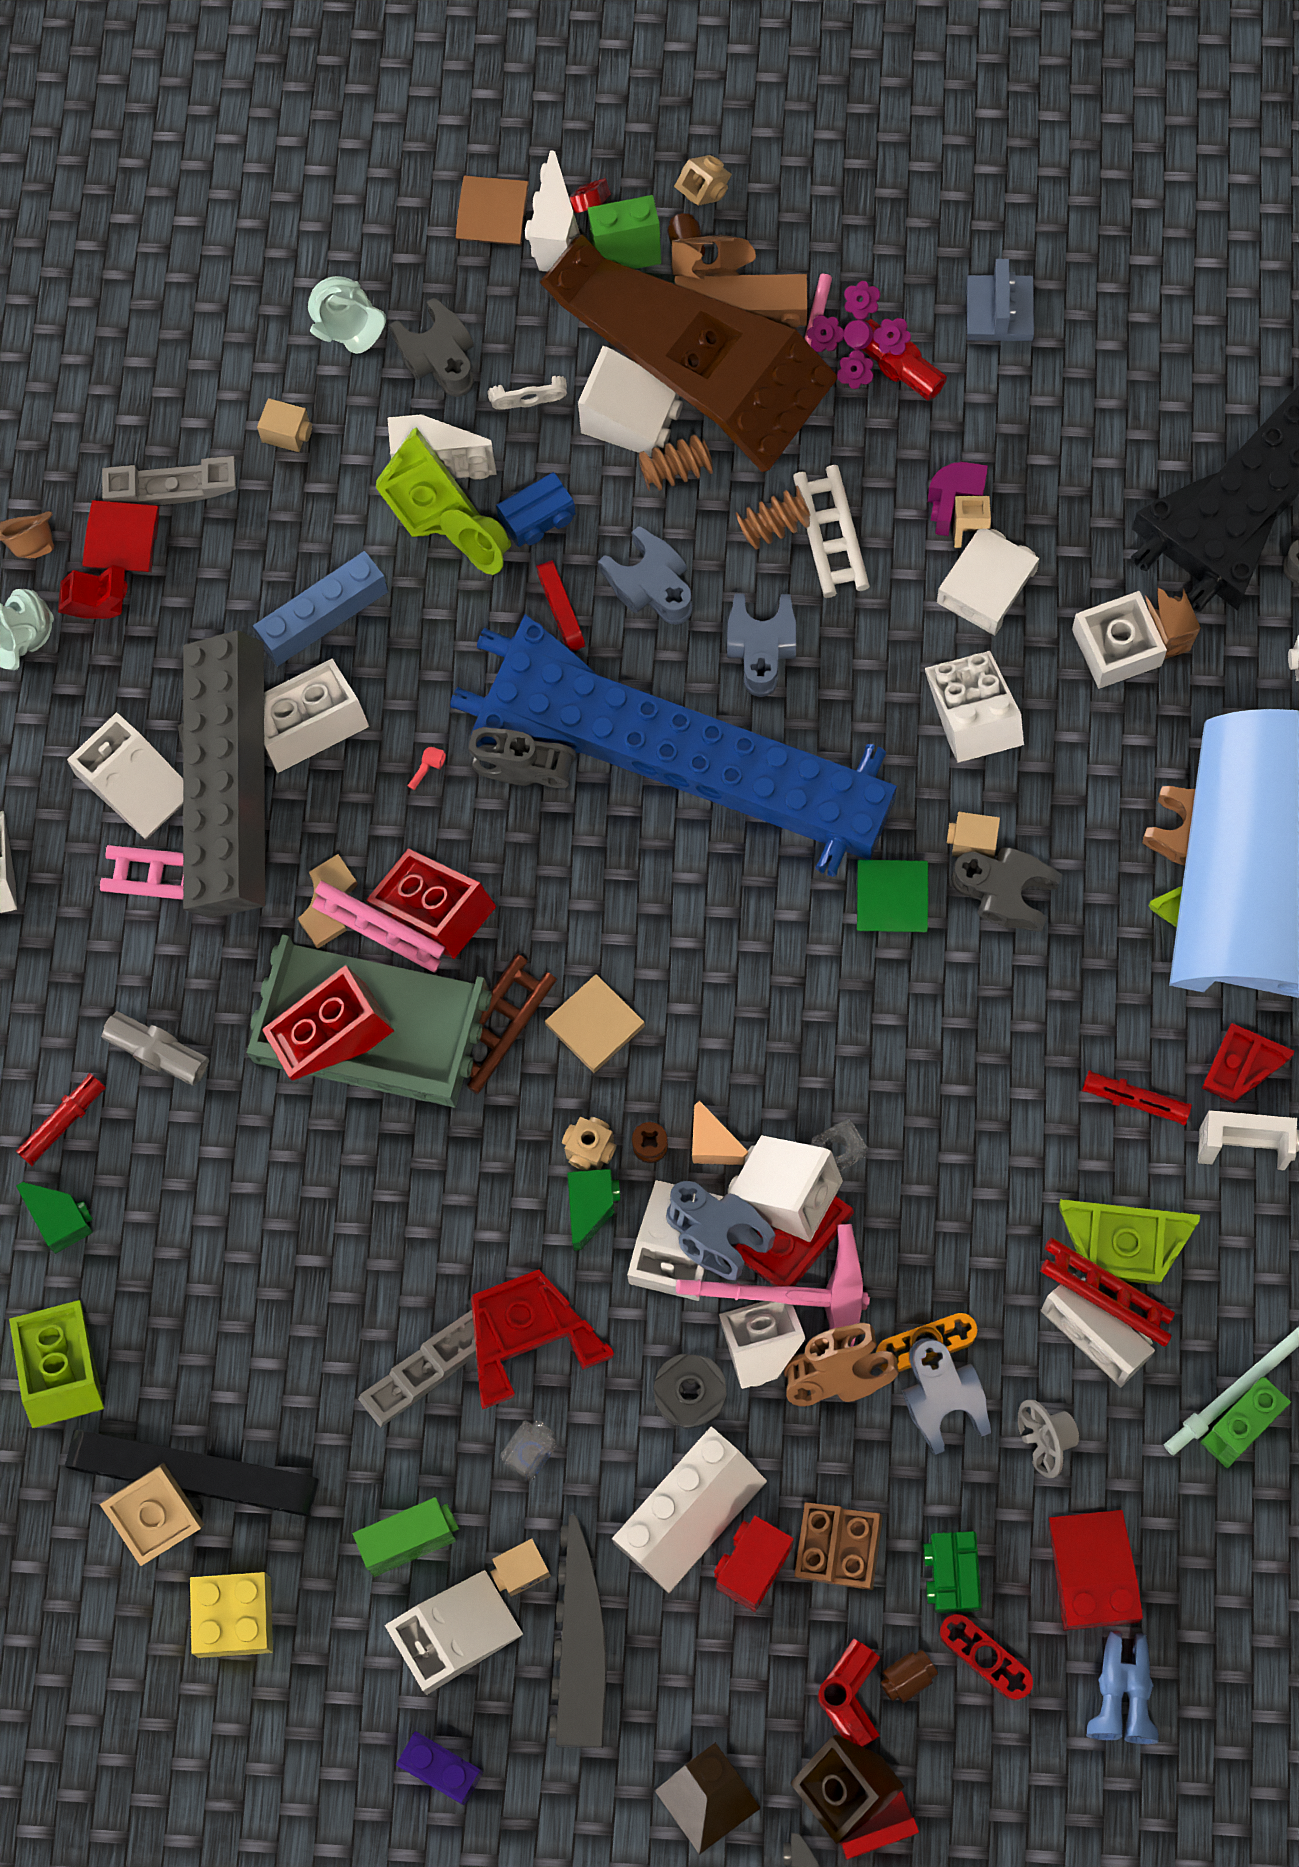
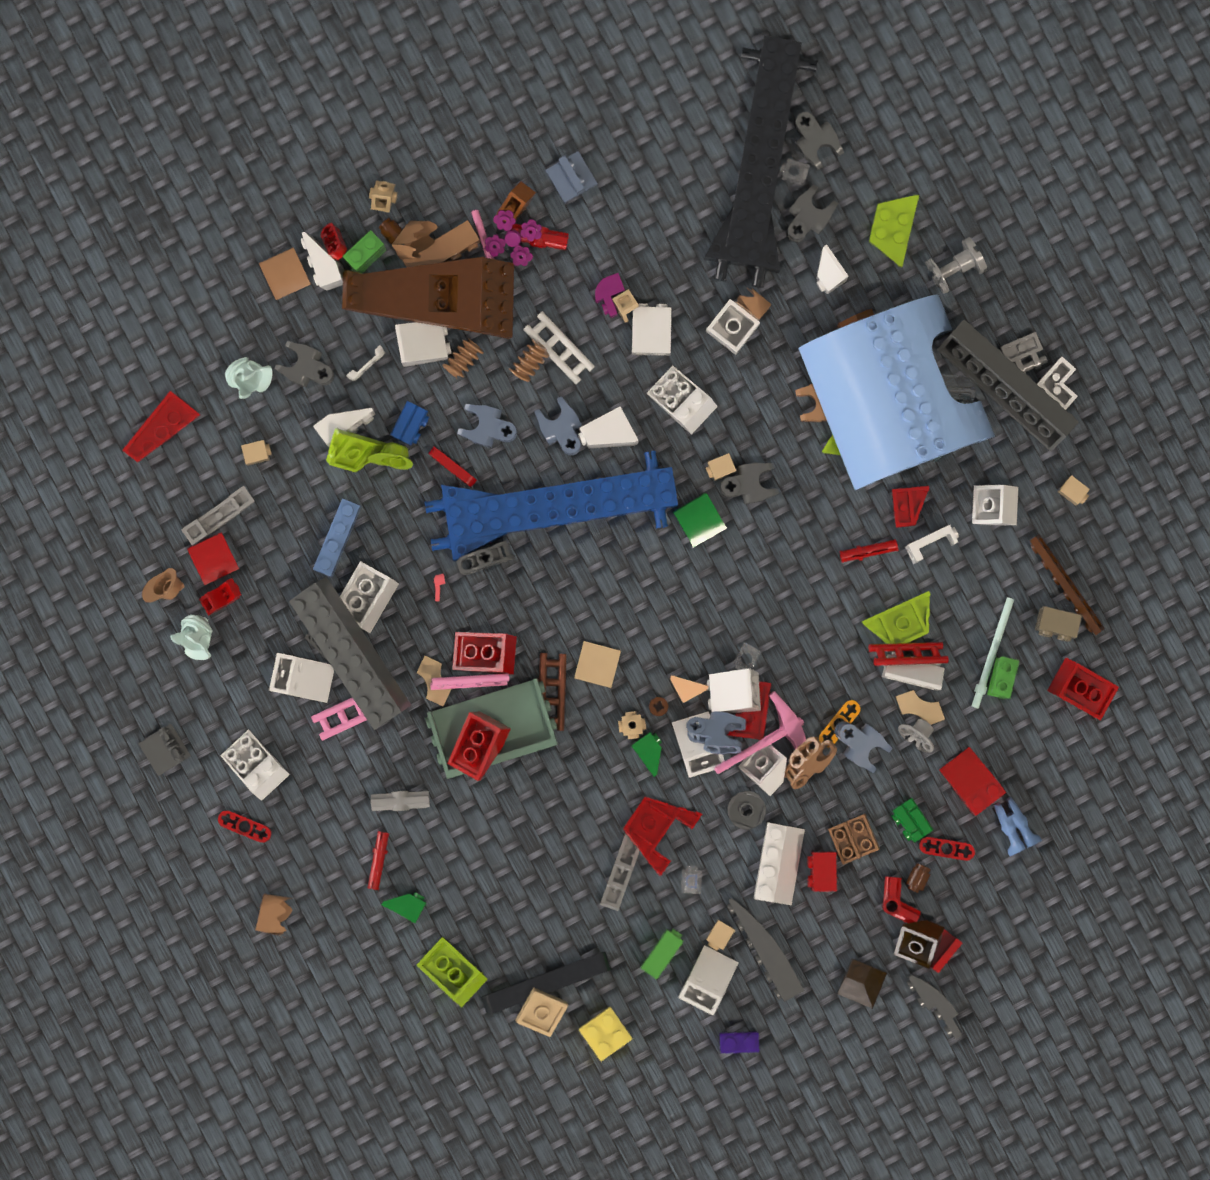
camera: 40 degrees left, 15 degrees up
(178, 315) = (162, 424): none -> red wing
(828, 680) = (608, 431): none -> white slope
(901, 290) = (518, 200): none -> dark orange slope
(1065, 1382) = (911, 704): none -> tan tile

